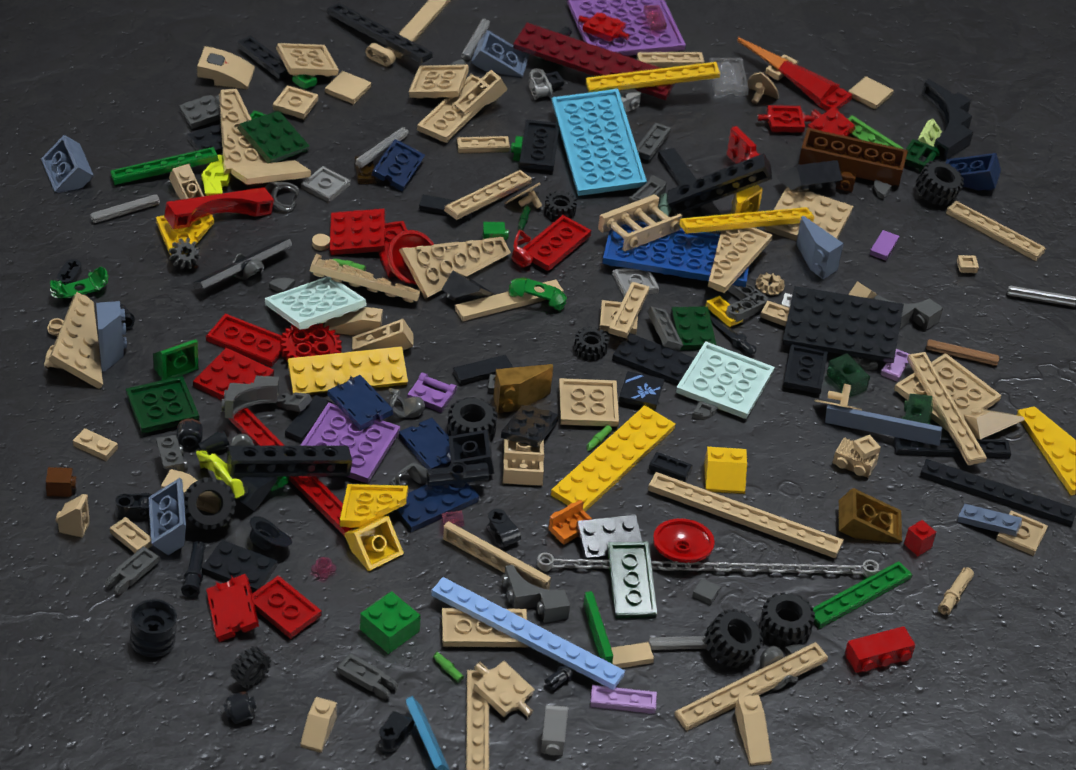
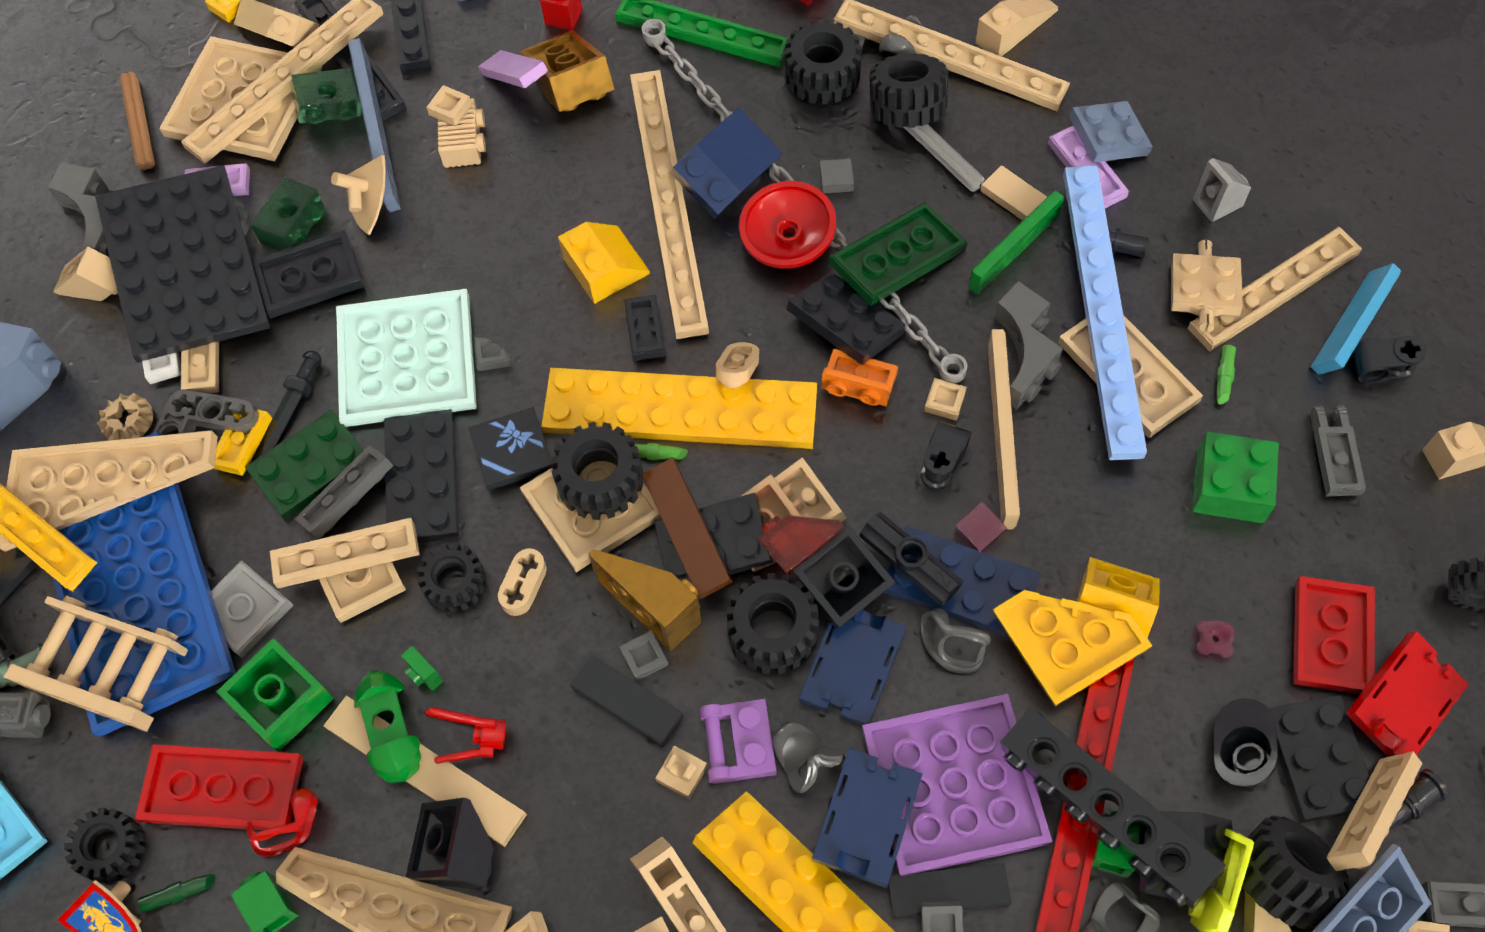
camera: 115 degrees left, 20 degrees up
(202, 544) = (1374, 812): none -> tan plate
(435, 369) = (681, 772): none -> tan tile
(499, 436) = (797, 538): none -> clear red slope
(505, 321) = (487, 732): none -> red plant
(531, 552) = (945, 399): none -> tan tile
(542, 412) = (687, 528): none -> reddish brown tile
(554, 315) = (420, 670): none -> green plate
(572, 367) = (515, 578): none -> tan beam
(580, 267) = (275, 695): none -> green brick
(596, 397) = (591, 446): none -> black tyre
(617, 480) = (737, 364): none -> tan plate
(636, 719) = (1110, 131): none -> sand blue plate
(741, 533) = (725, 163): none -> dark blue slope
(880, 489) = (513, 68): none -> lavender tile

